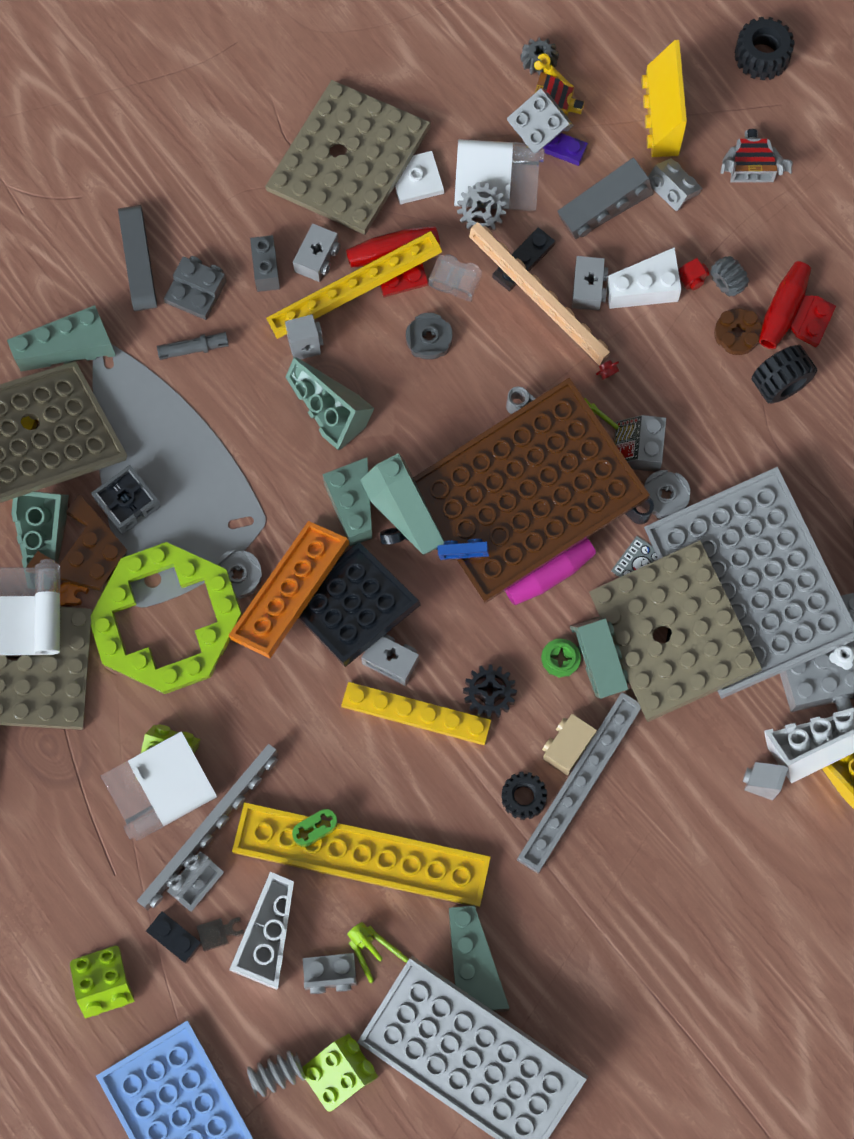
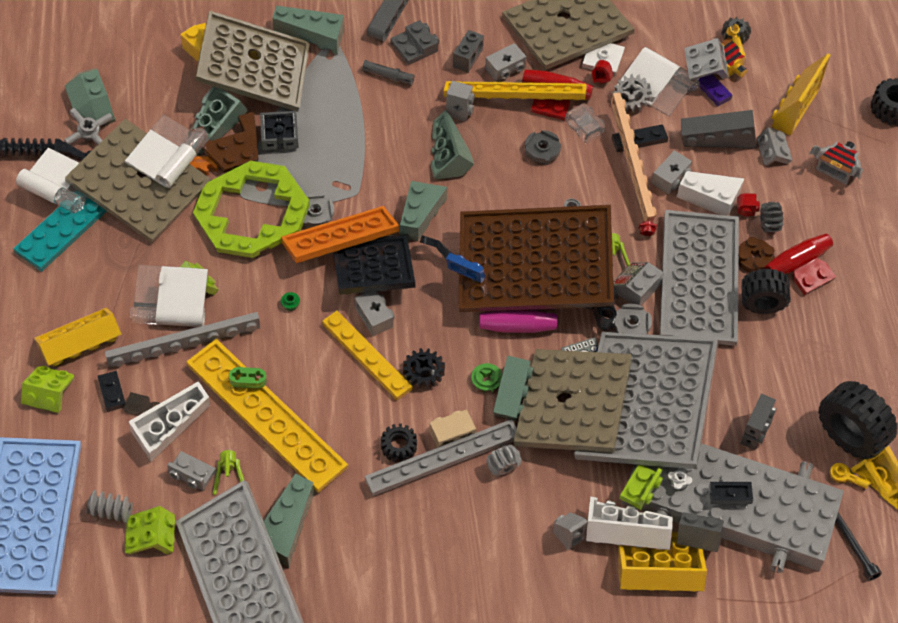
camera: 30 degrees right, 15 degrees down
(88, 898) = (78, 336): none -> yellow slope
(195, 881) = (149, 364): light grey bracket -> none
(289, 710) = (290, 305): none -> green plate
(400, 501) = (448, 217): sand green wedge -> none
(431, 200) = (602, 72): none -> red plate
(648, 746) = (503, 460): none -> light grey gear
(700, 394) = (700, 276): none -> light grey plate
(812, 689) = (640, 486): none -> lime bracket

